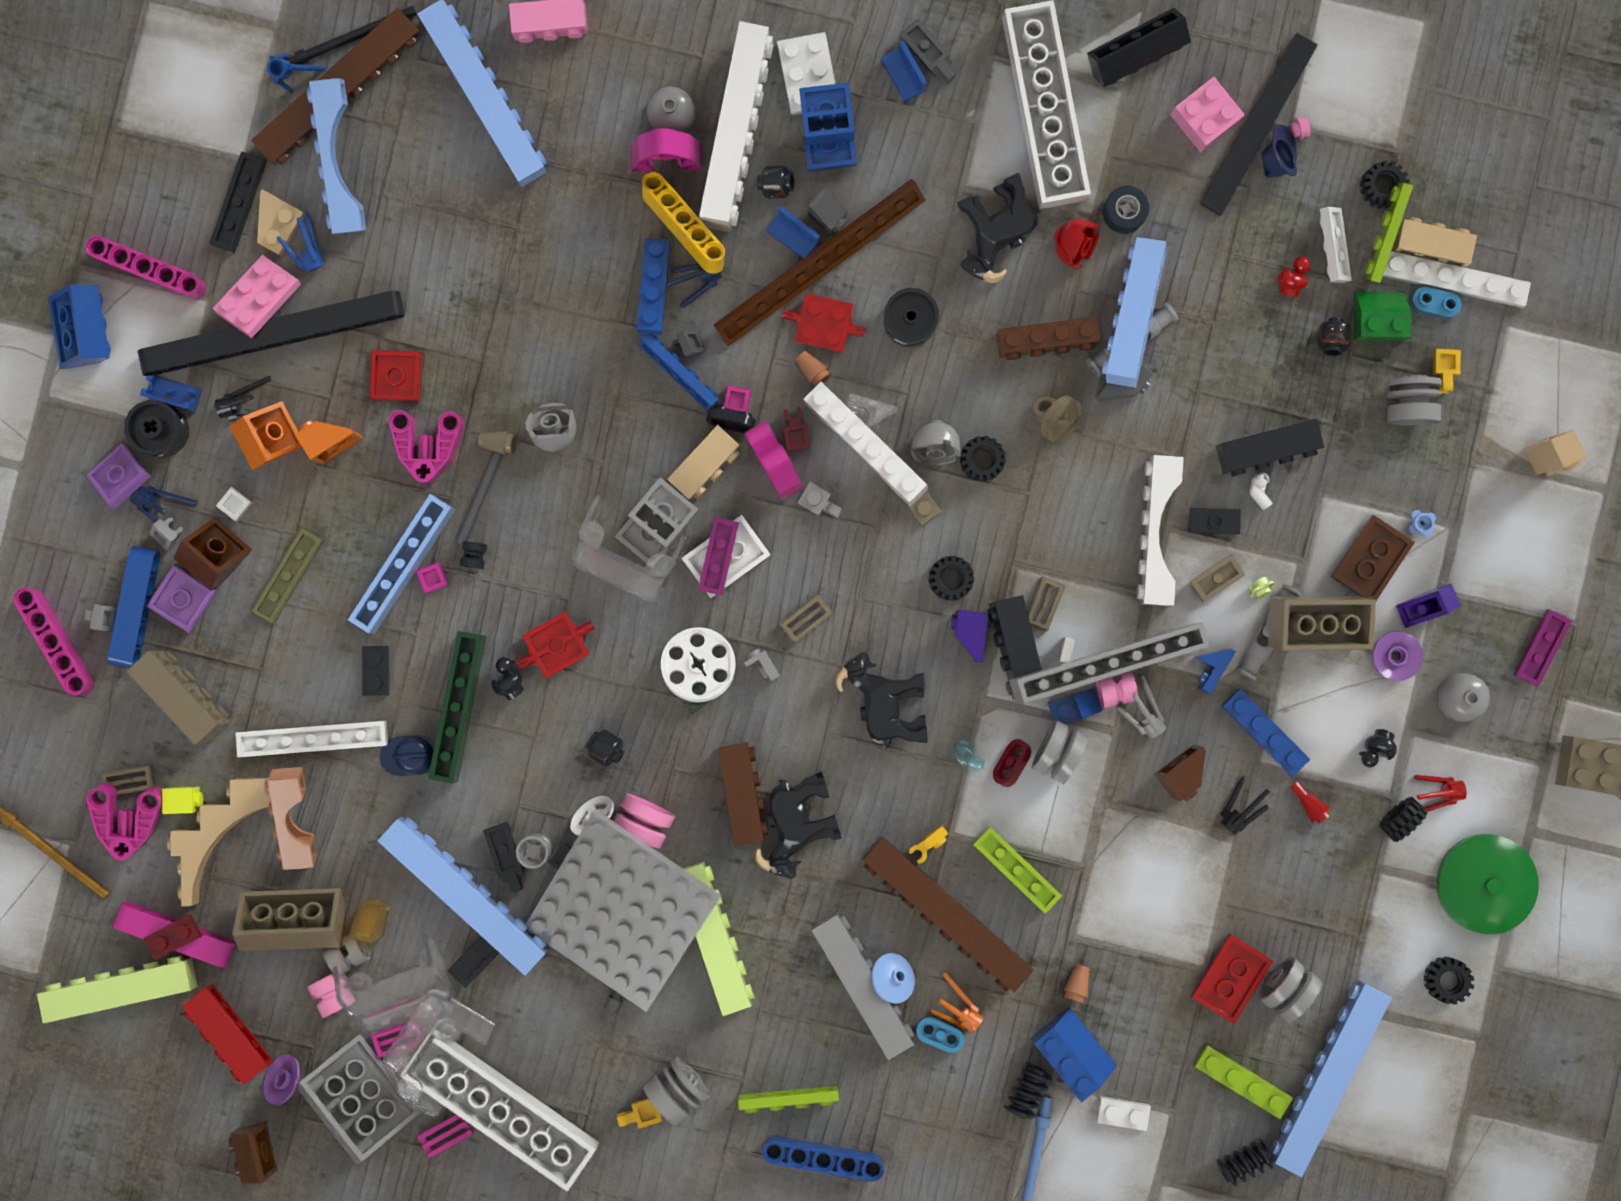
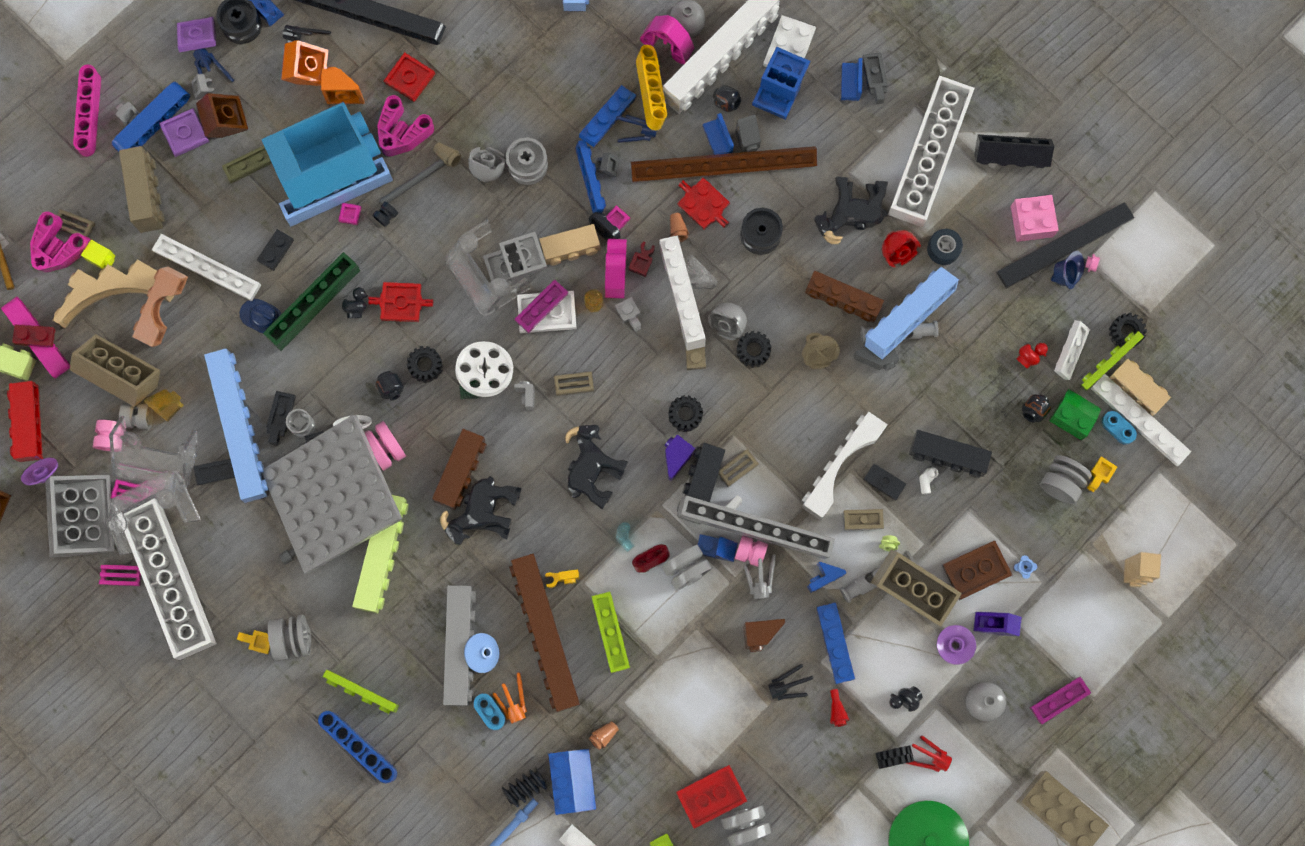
camera: 30 degrees right, 10 degrees down
(234, 504) = (256, 95): white tile -> none
(360, 534) = (322, 154): none -> dark azure brick
(592, 381) = (526, 161): none -> light grey wheel
(617, 710) = (424, 353): none -> black tyre
(772, 509) = (591, 297): none -> clear yellow wheel

